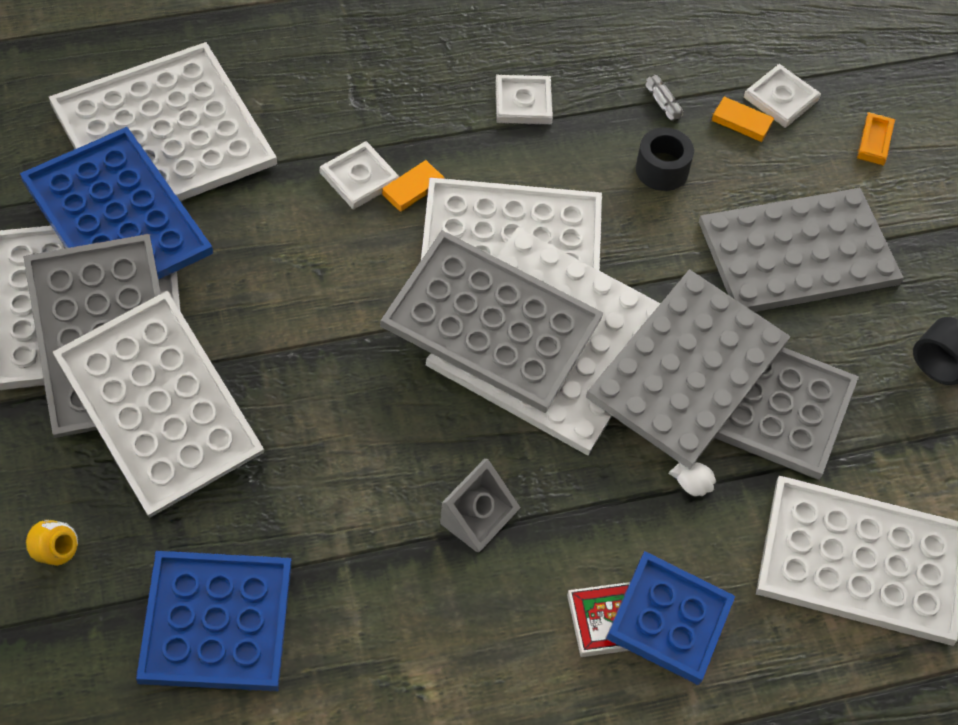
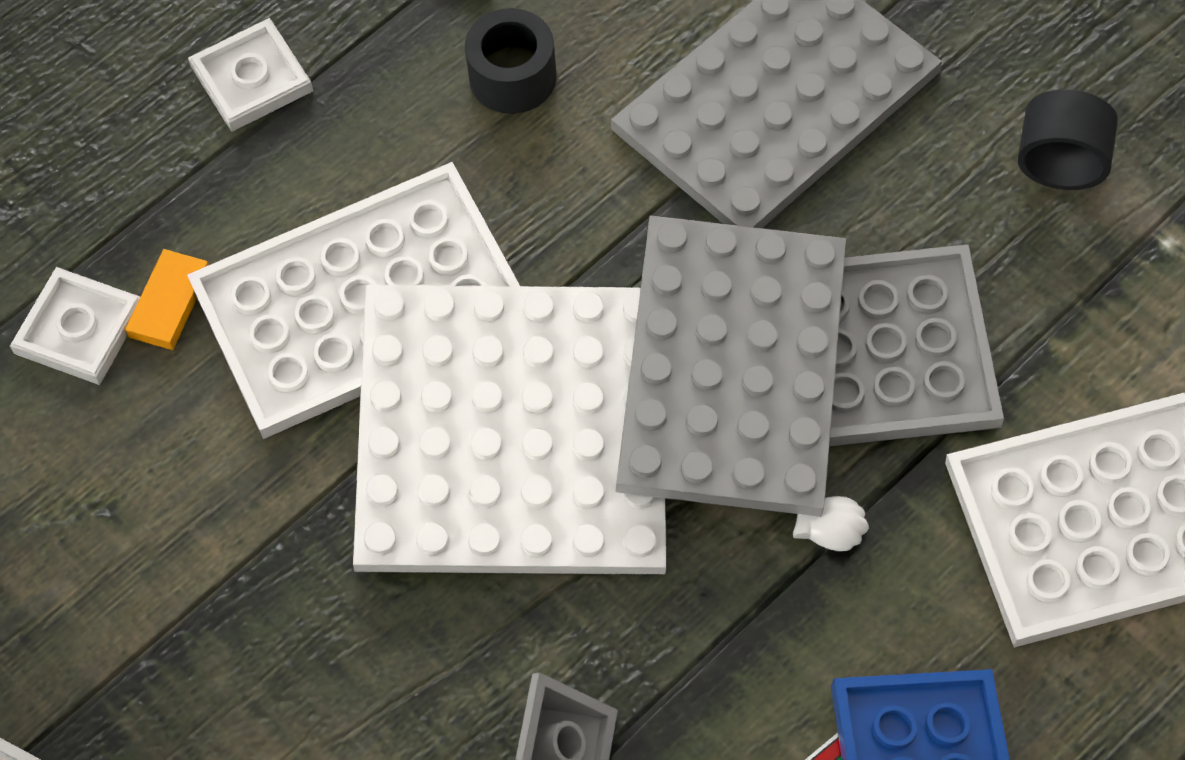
camera: 20 degrees left, 5 degrees up
(492, 320) = (415, 453): light grey plate -> none

